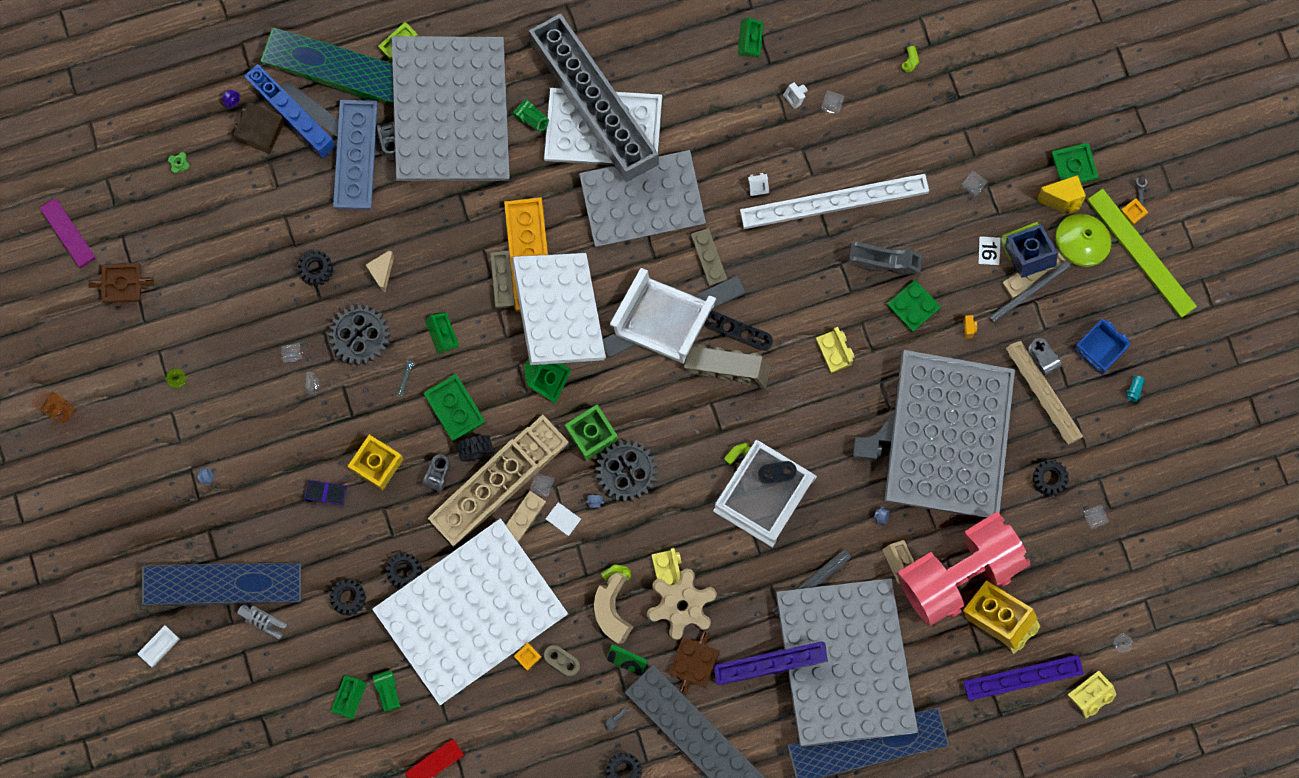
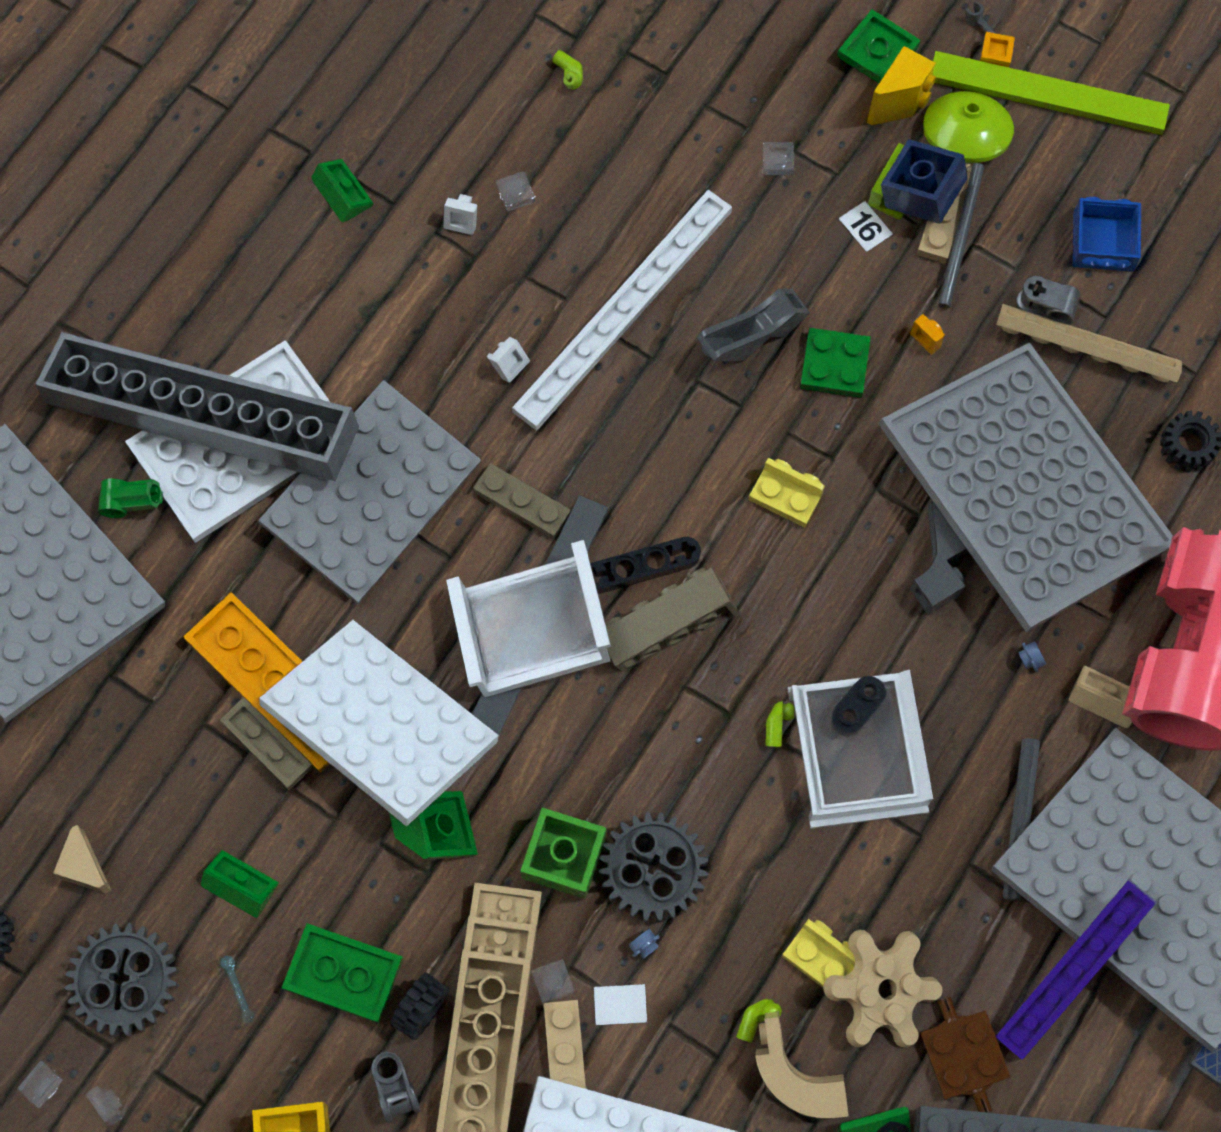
camera: 45 degrees left, 5 degrees down
(1135, 389) = (1189, 254): teal pin -> none

